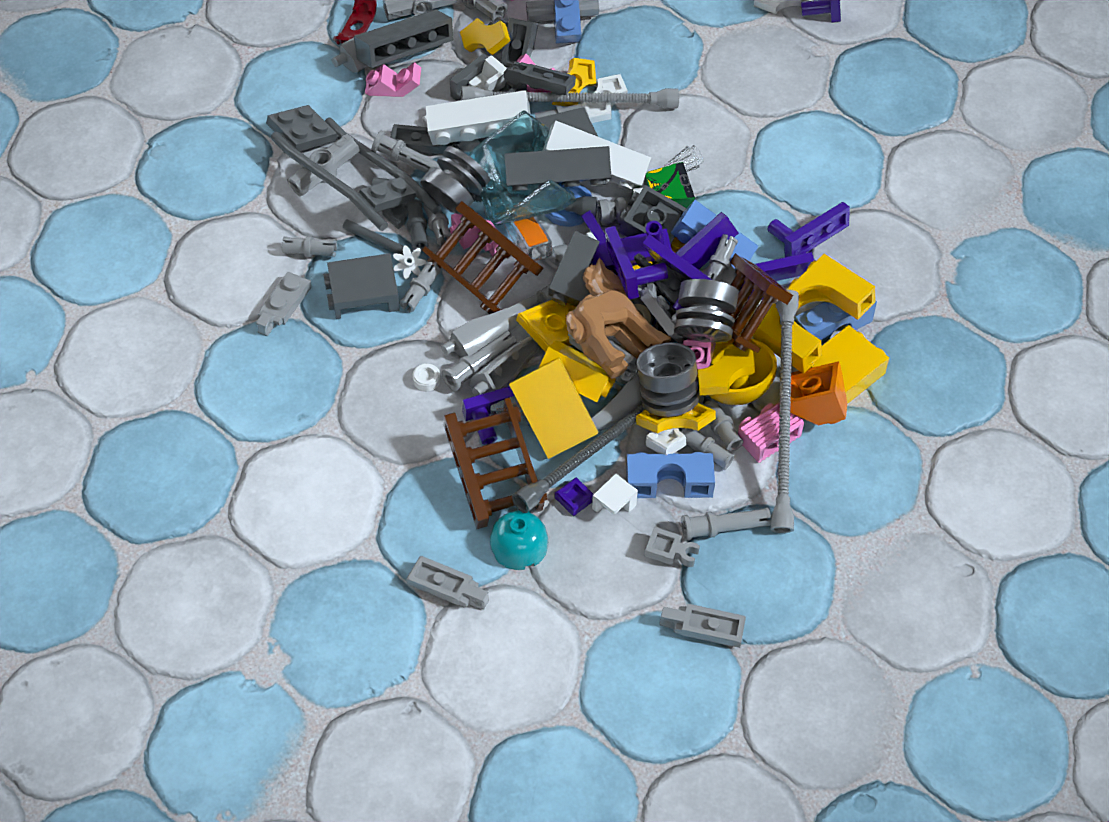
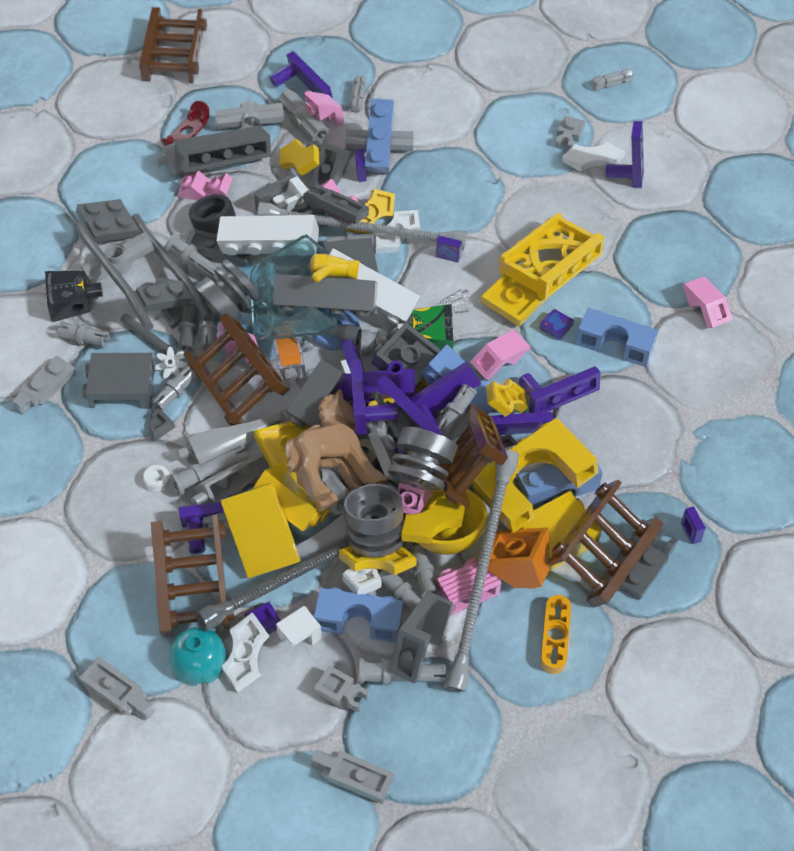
camera: 10 degrees right, 0 degrees up
(283, 207) = (69, 294): none -> black torso
(406, 97) = (208, 206): none -> black tyre
(414, 324) = (159, 424): none -> dark grey tile
(550, 36) = (360, 165): none -> dark purple tile
(559, 138) = (332, 266): none -> yellow piece
(566, 541) = (242, 664): none -> white tile
(663, 108) = (448, 249): none -> dark purple tile
(741, 483) = (424, 625): none -> dark grey panel
(742, 147) = (511, 300): none -> yellow plate
(743, 201) = (495, 354): none -> bright pink slope
(763, 122) = (582, 246): none -> yellow fence
(763, 244) = (506, 397): none -> yellow tile
(790, 168) = (556, 324): none -> dark purple tile
(862, 474) = (549, 643): none -> light orange beam
(872, 169) = (602, 327): none -> medium blue arch
(920, 373) = (630, 549): none -> reddish brown fence
(937, 387) = (648, 567): none -> dark grey hinge
(941, 123) = (712, 302): none -> bright pink slope
(974, 340) = (693, 525): none -> dark purple tile

